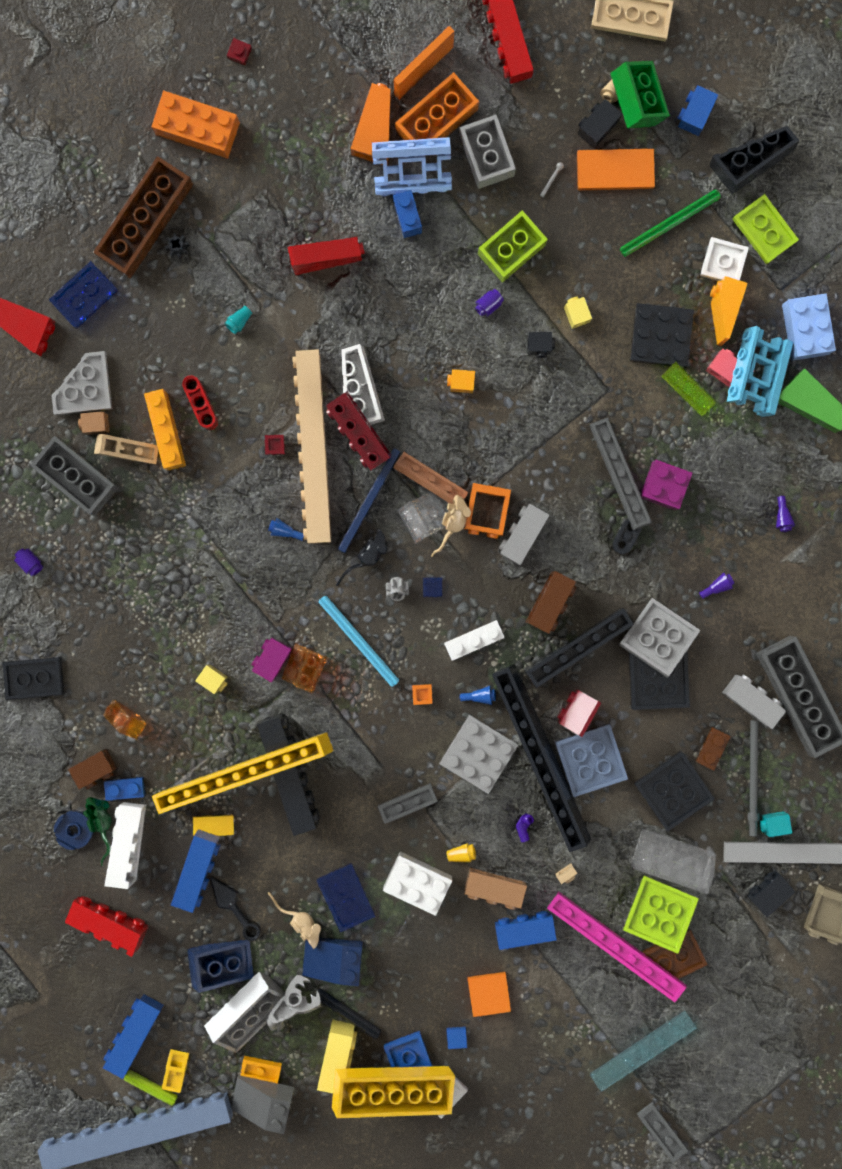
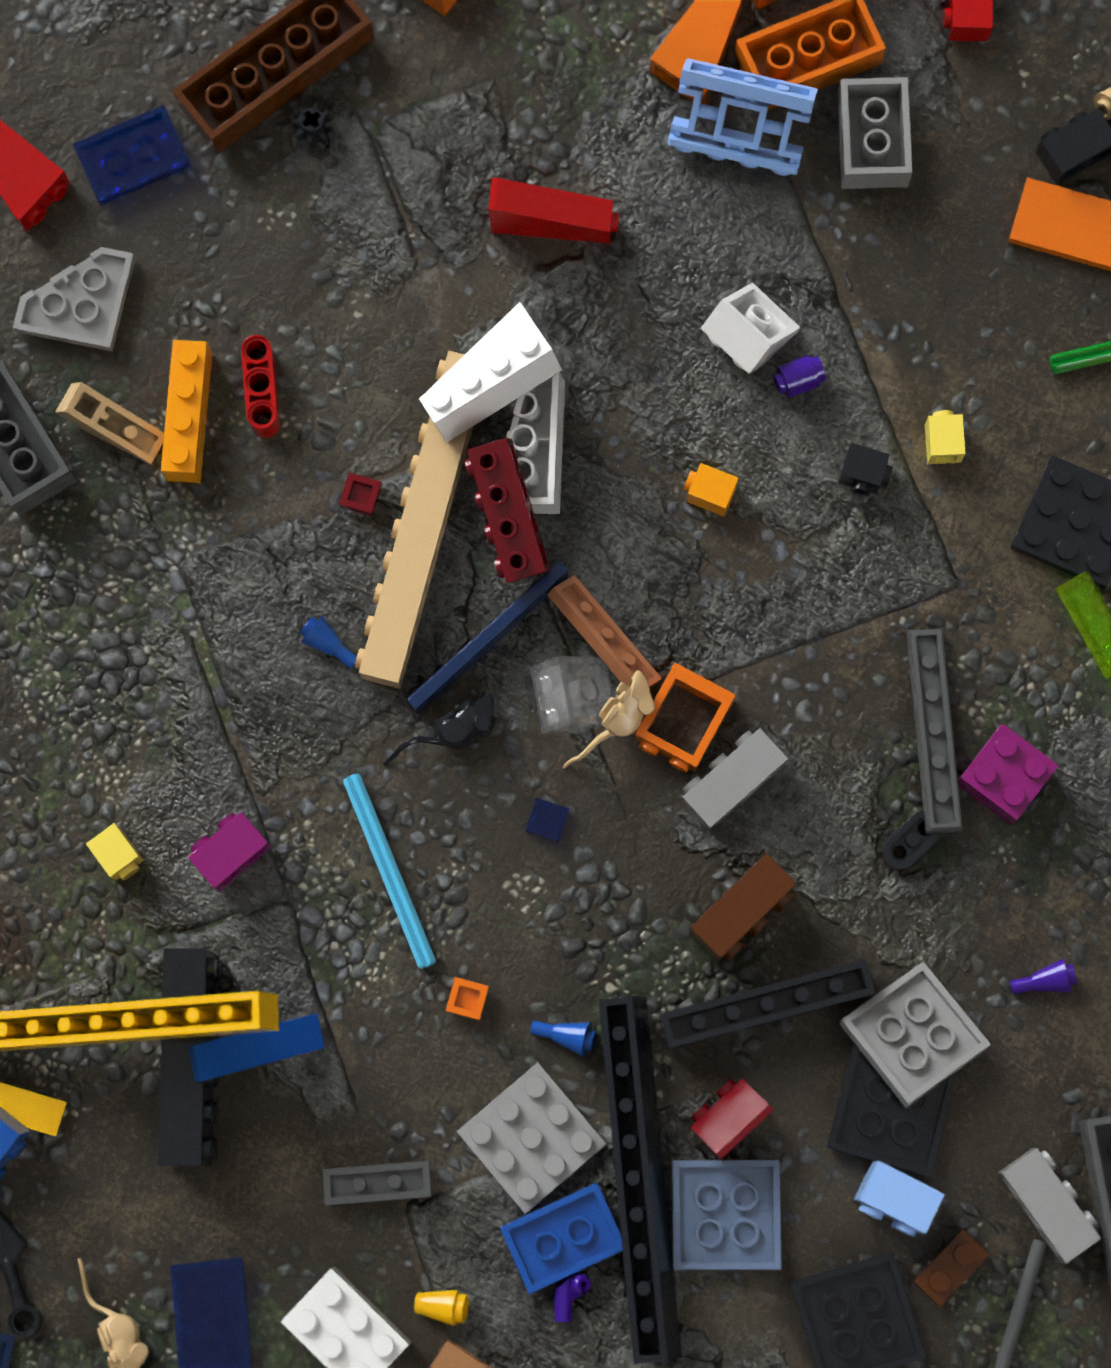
camera: 30 degrees right, 10 degrees down
(94, 423) = (73, 363): medium nougat brick -> none
(237, 320) = (370, 273): teal cone -> none
(304, 668) = (279, 884): clear orange brick -> none
(305, 772) = (250, 1050): none -> blue tile
(324, 358) = (491, 375): none -> white wedge
(397, 589) = (485, 801): light grey gear -> none
(407, 214) = (709, 191): blue brick -> none
(453, 284) = (749, 327): none -> white slope
(474, 640) = (589, 935): white plate -> none
(511, 799) = (562, 1238): none -> blue plate
(512, 246) = (867, 296): lime brick -> none
(560, 166) = (989, 195): light grey hinge -> none
(677, 724) = (898, 1198): none -> light blue brick

